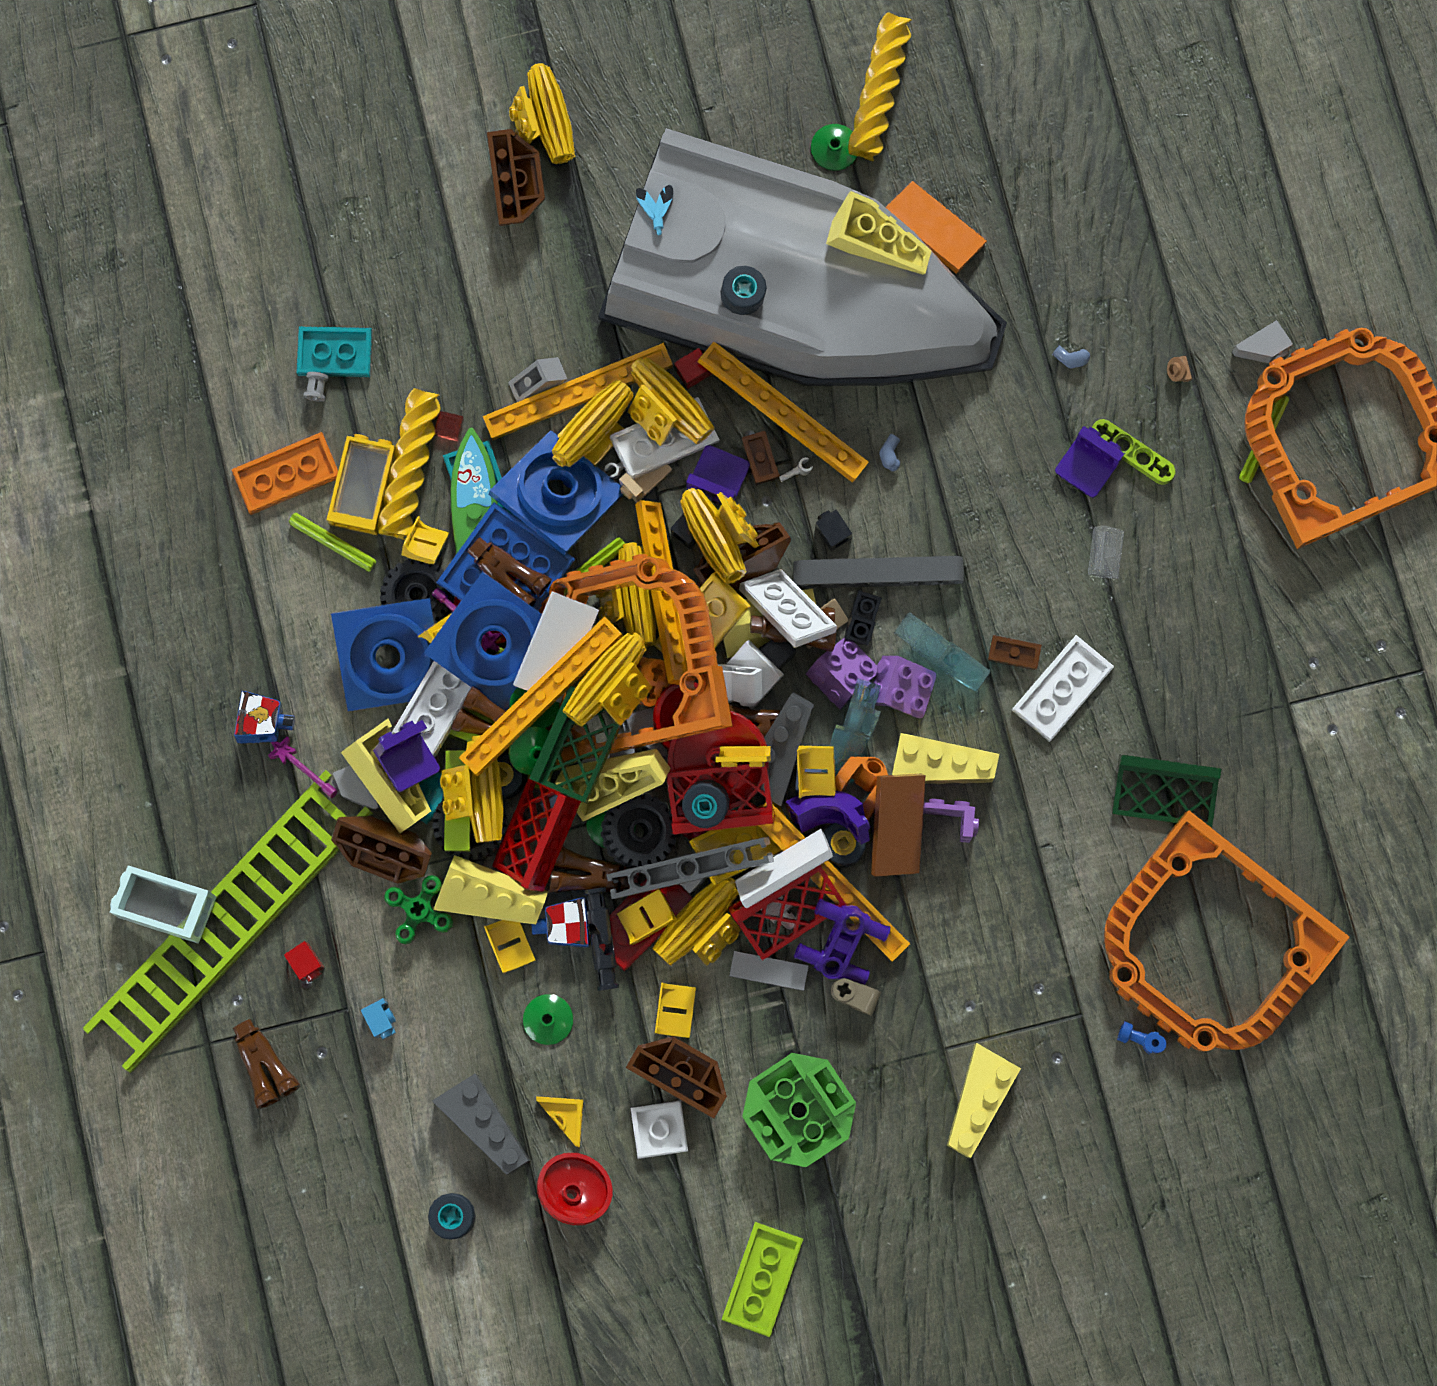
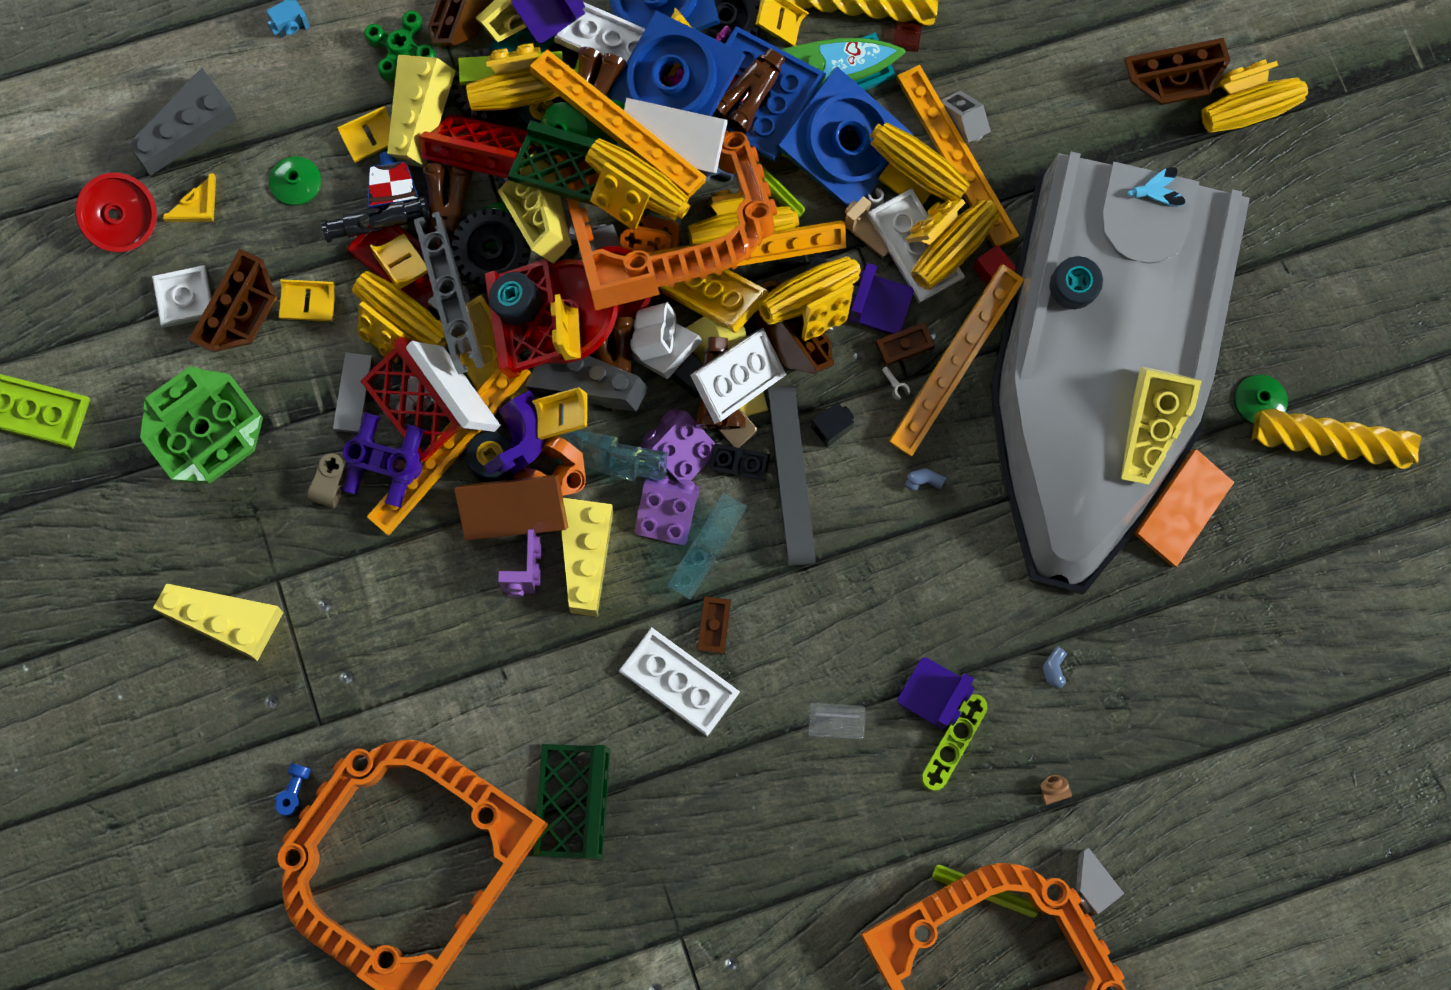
camera: 75 degrees right, 5 degrees down
(443, 1216) = (92, 92): black wheel -> none

